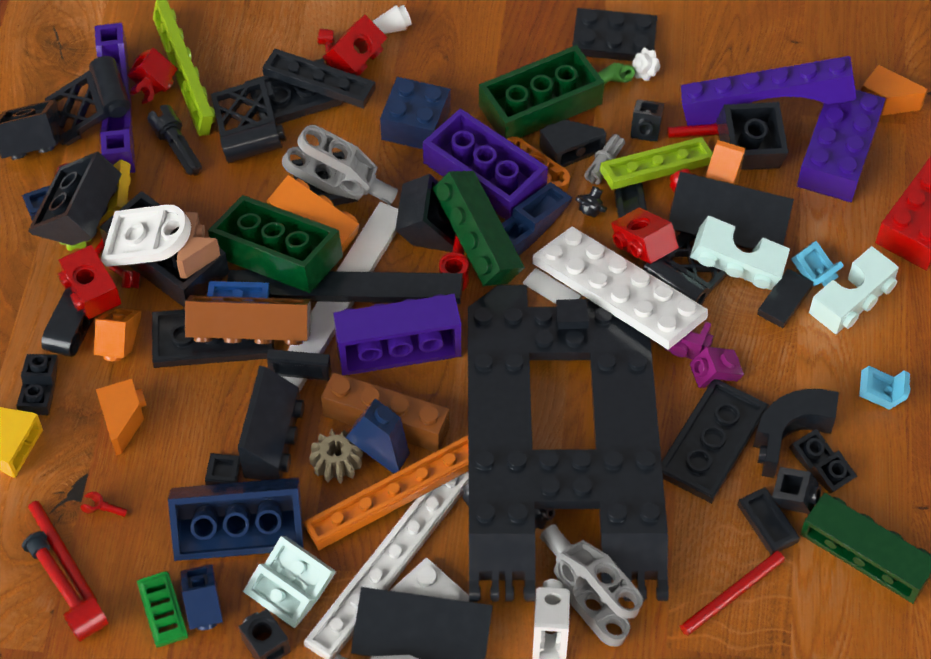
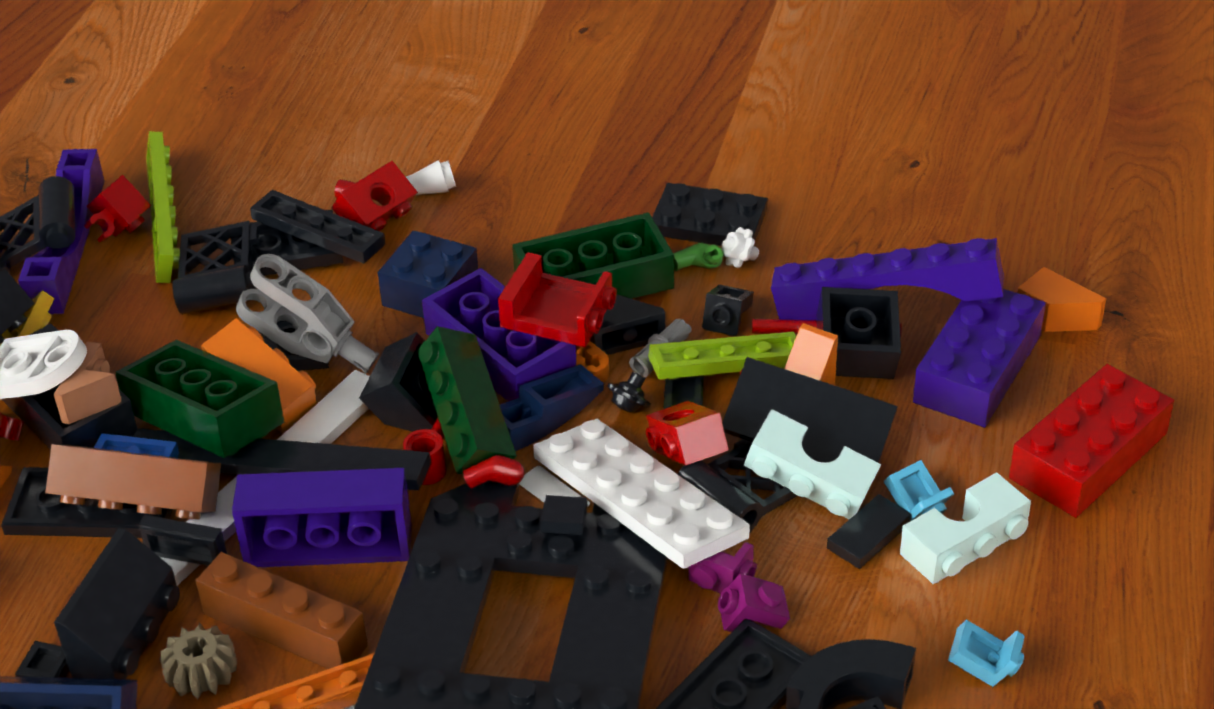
camera: 10 degrees right, 15 degrees down
(169, 128) = (119, 268): black piece -> none
(381, 436) = (261, 637): dark blue slope -> none
(513, 280) = (496, 469): none -> red arm
(529, 139) = (554, 304): none -> red panel

